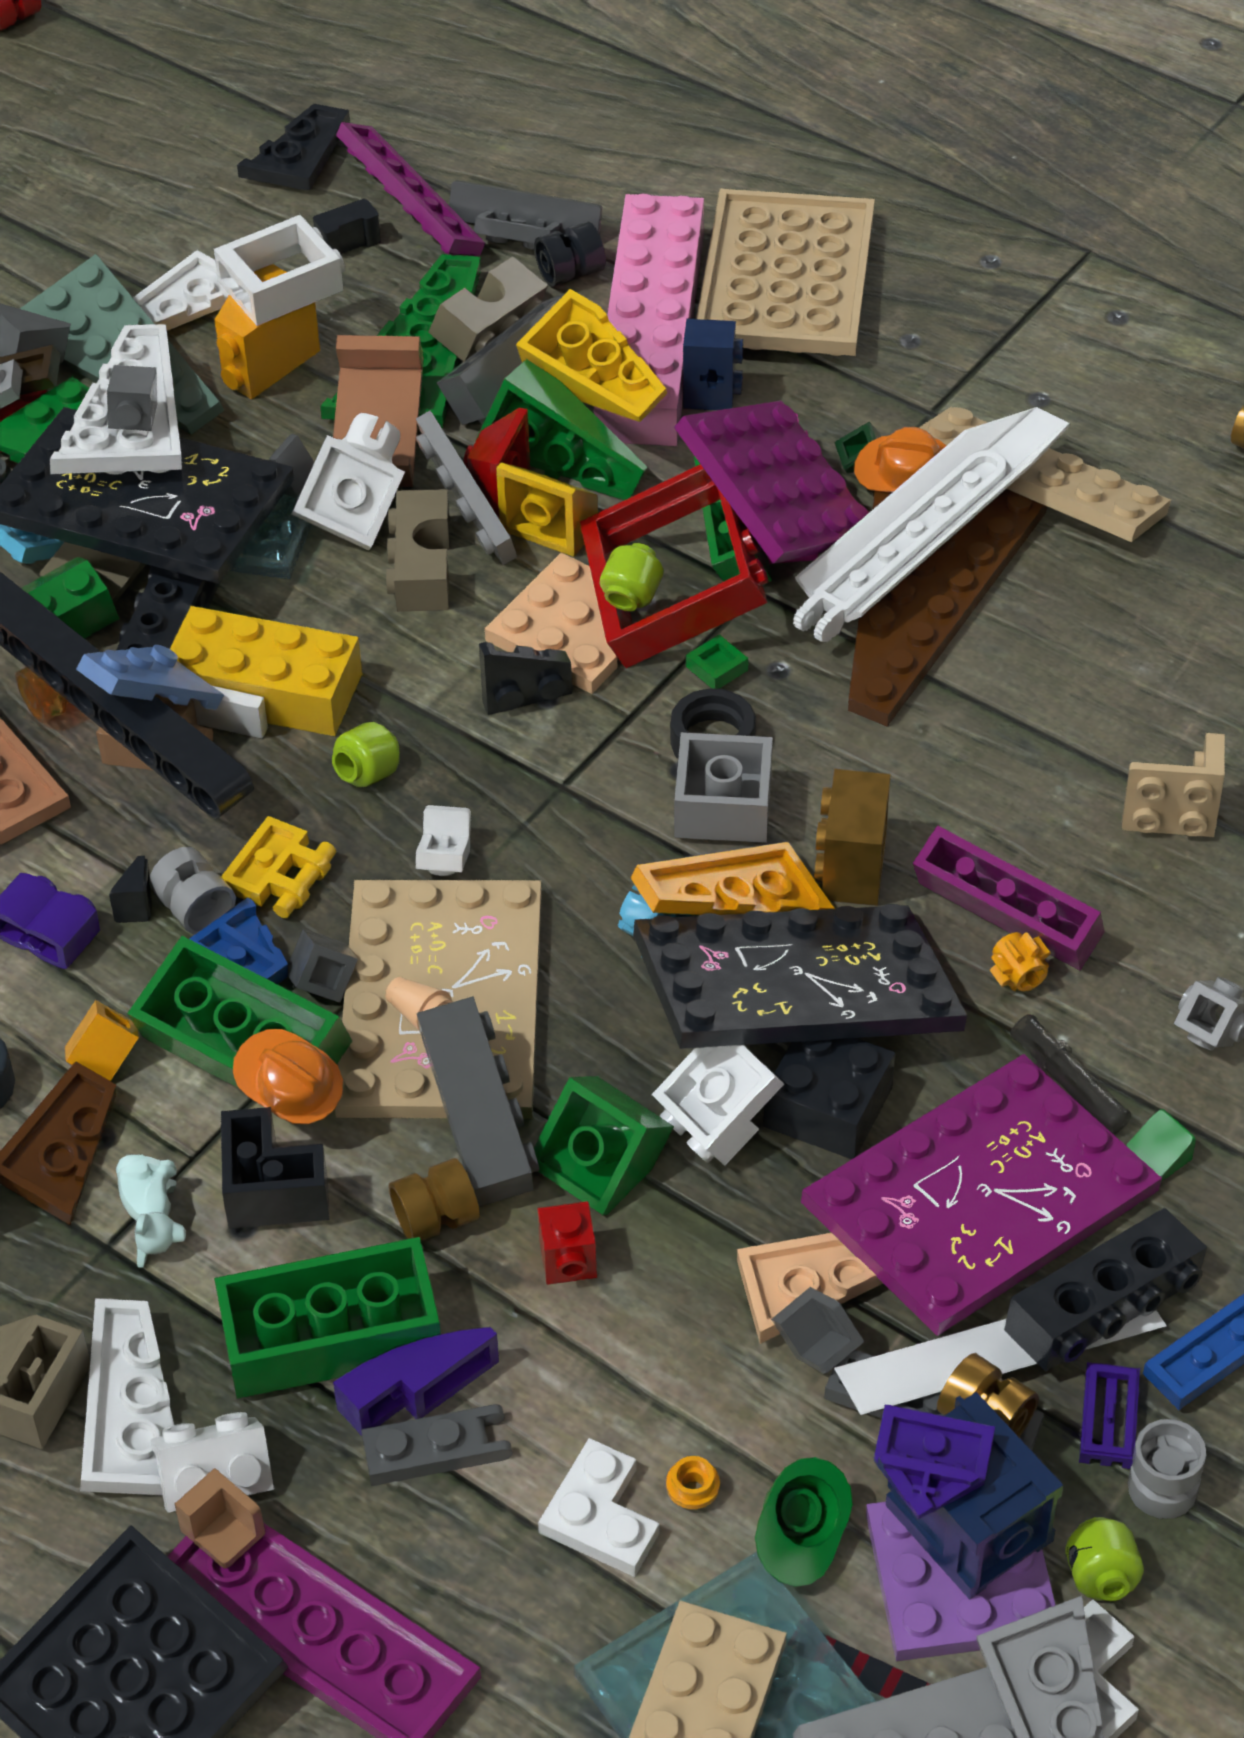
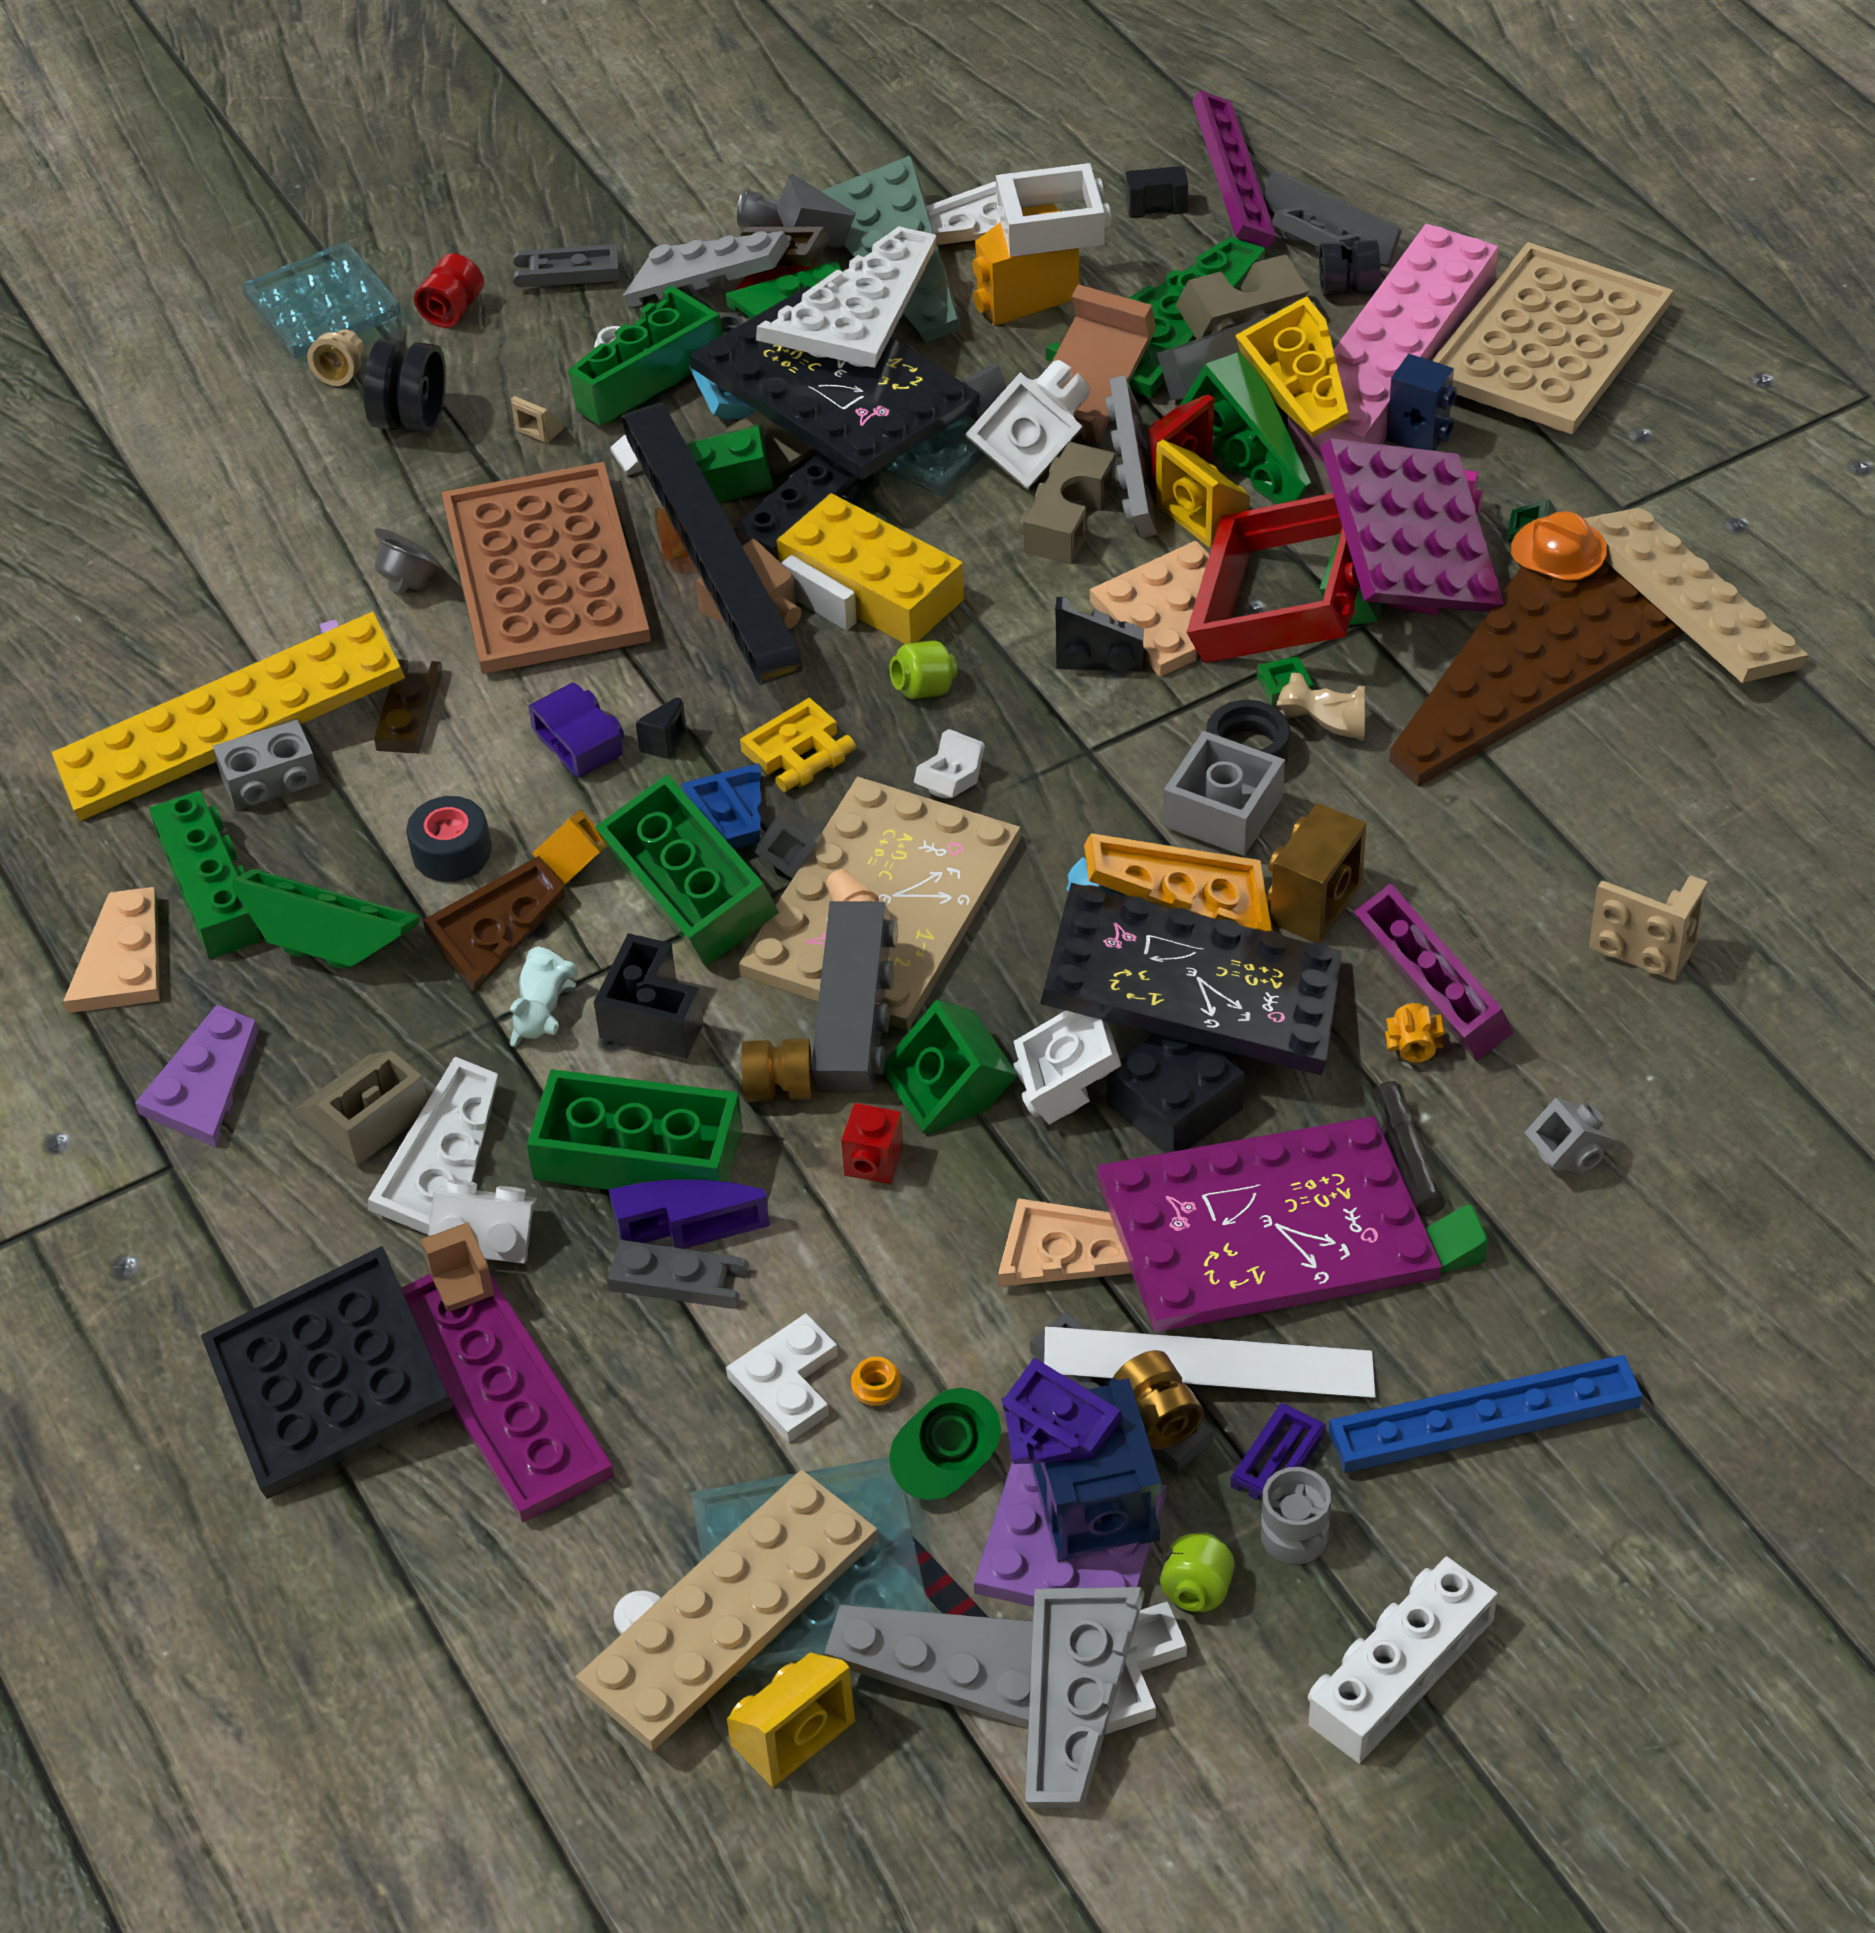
camera: 25 degrees right, 0 degrees up
(132, 397) = (856, 291): dark grey brick -> none
(148, 672) = (750, 536): medium blue wing -> none
(191, 888) = (710, 739): light grey wheel -> none
(288, 1076) = (699, 922): orange piece -> none
(299, 153) = (1153, 110): black wing -> none
(631, 576) = (1231, 577): lime head -> none
(781, 677) = (1333, 710): none -> tan animal
(817, 1330) = (1046, 1289): dark grey panel -> none
(920, 518) = (1541, 598): white hinge -> none
(1105, 1289) = (1327, 1343): black brick -> none

